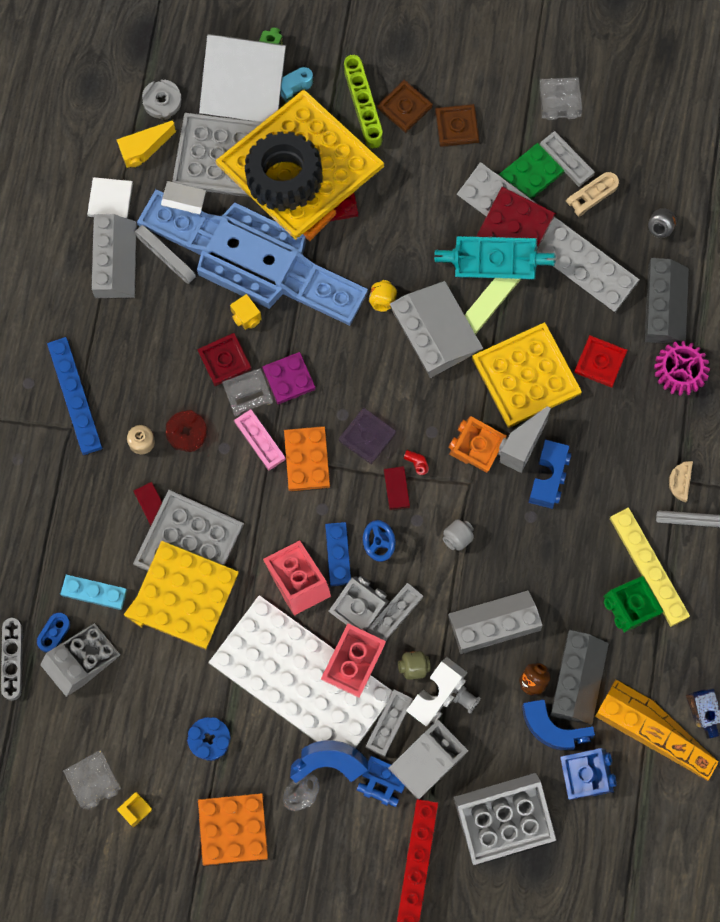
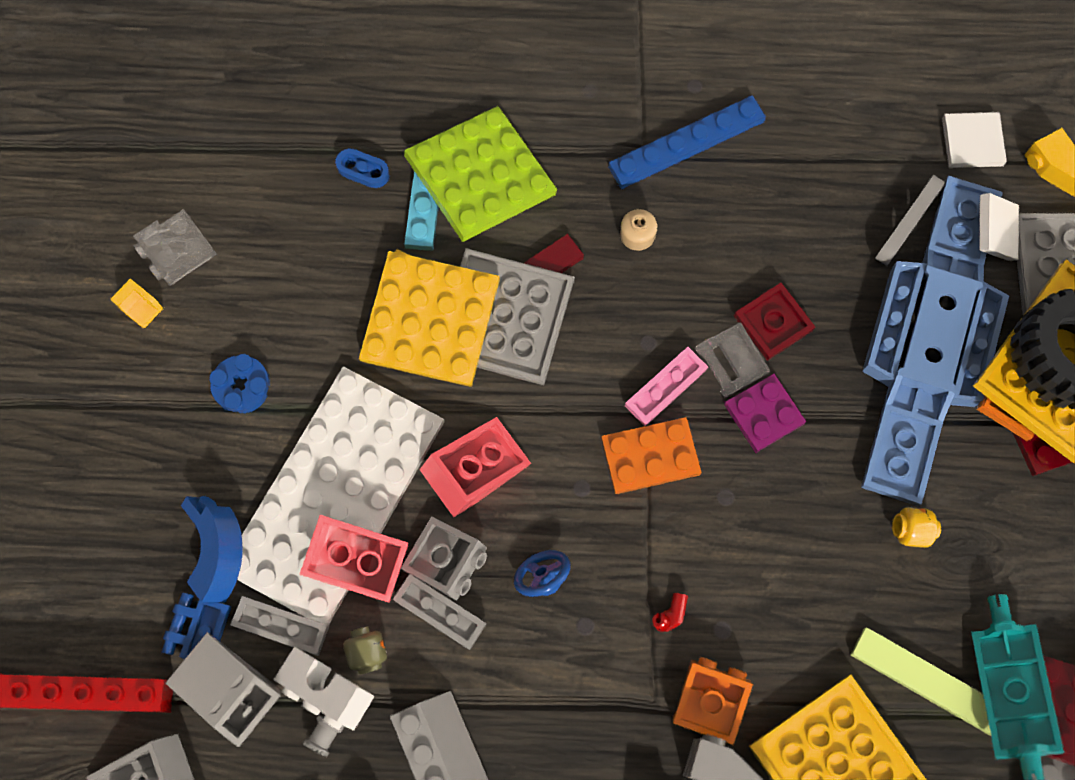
camera: 80 degrees right, 0 degrees up
(8, 659) = (324, 123): light grey beam -> none
(74, 546) = (480, 173): none -> lime plate
(79, 659) = (331, 205): light grey slope -> none
(113, 256) = (891, 154): light grey slope -> none
(175, 427) = (660, 303): clear red plate -> none
(232, 829) = (120, 434): orange plate -> none
(245, 313) = (848, 338): yellow brick -> none
(303, 794) = (168, 518): clear piece -> none
(338, 554) = (518, 519): blue plate -> none
(367, 436) = (698, 535): clear purple plate -> none
(396, 488) = (627, 589): dark red tile -> none
(436, 328) = (883, 613): light grey slope -> none
(458, 535) = (568, 690): light grey head -> none

